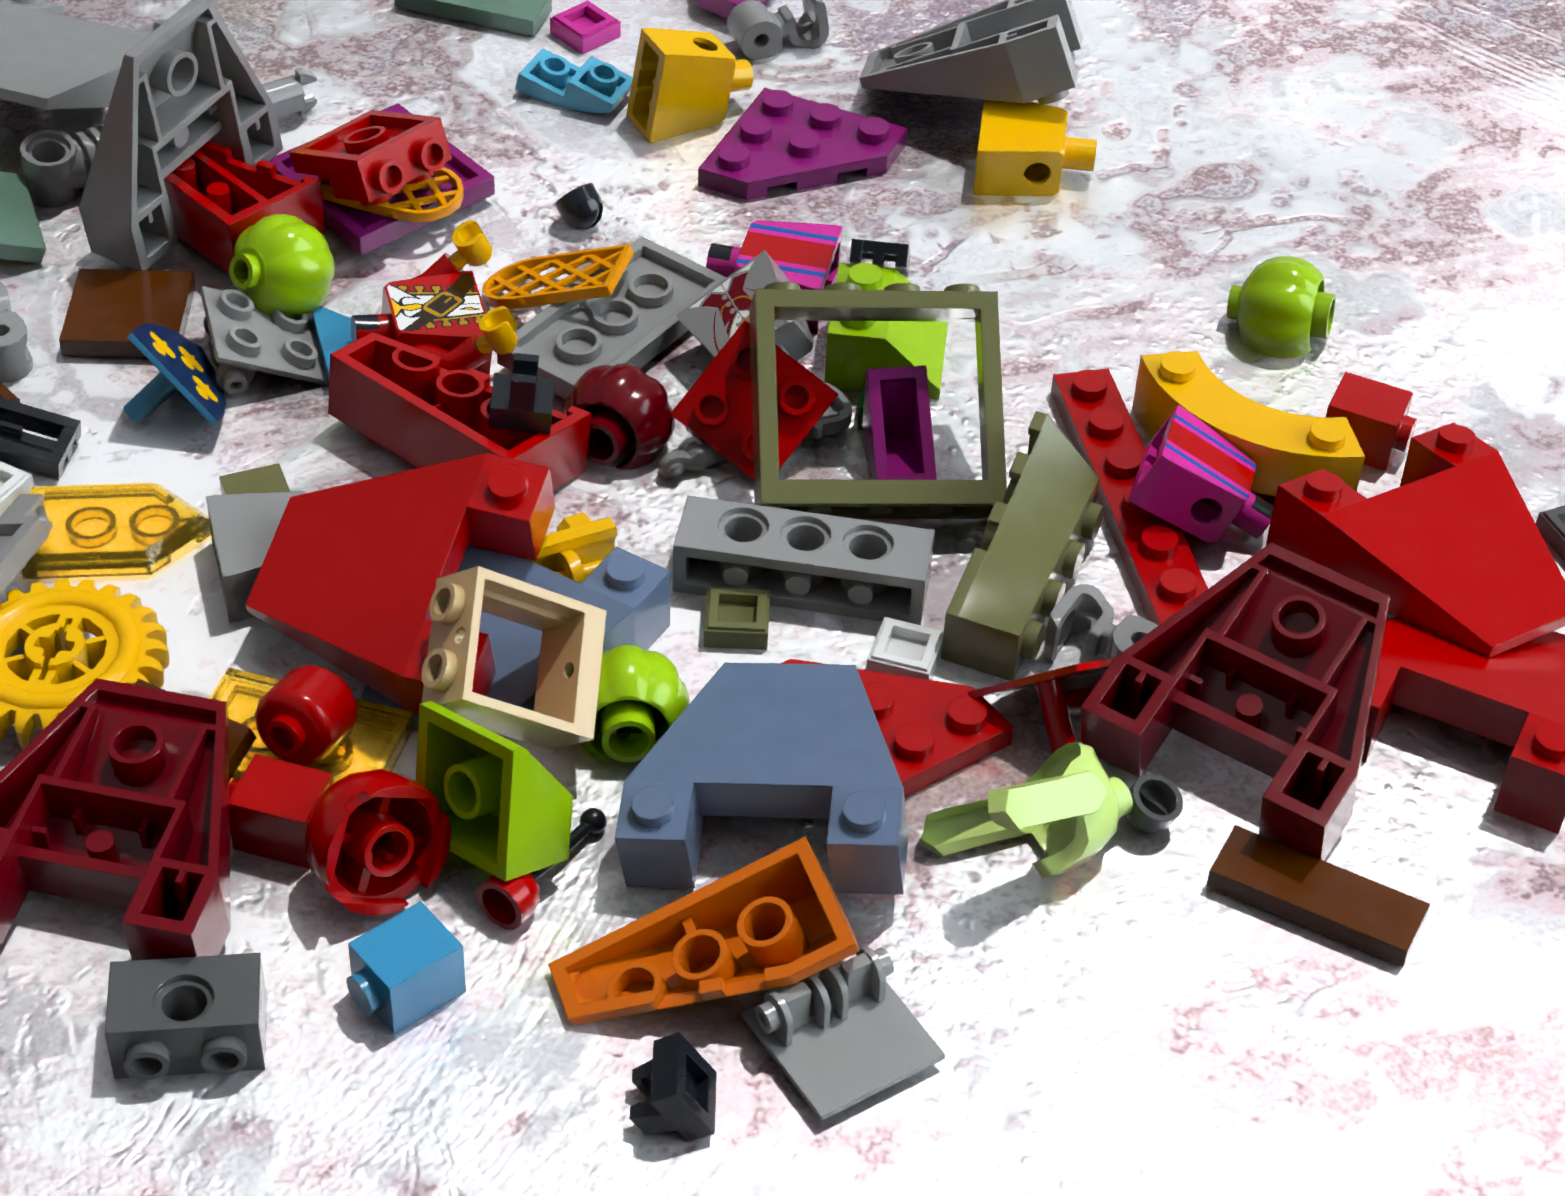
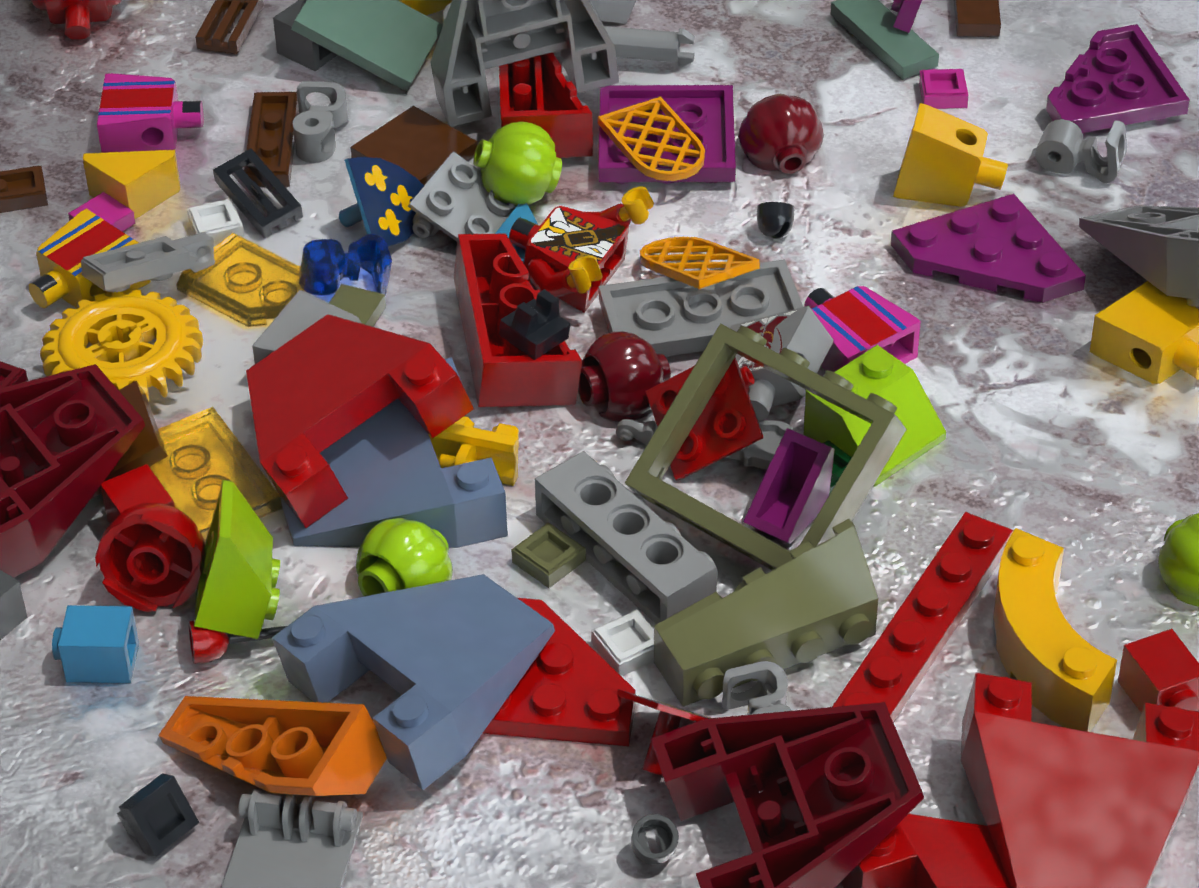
camera: 45 degrees right, 0 degrees up
(196, 454) = (326, 264): none -> clear blue leg
(306, 710) = (201, 457): red head -> none
(375, 155) = (647, 113): red plate -> none
(497, 125) = (781, 133): none -> dark red plant
(569, 640) = (364, 519): tan window -> none
(591, 89) = (879, 124): medium azure slope -> none
(881, 254) = (927, 358): black tile -> none
(1064, 805) = (587, 796): yellowish green piece -> none
(1198, 481) = (951, 636): dark pink torso -> none

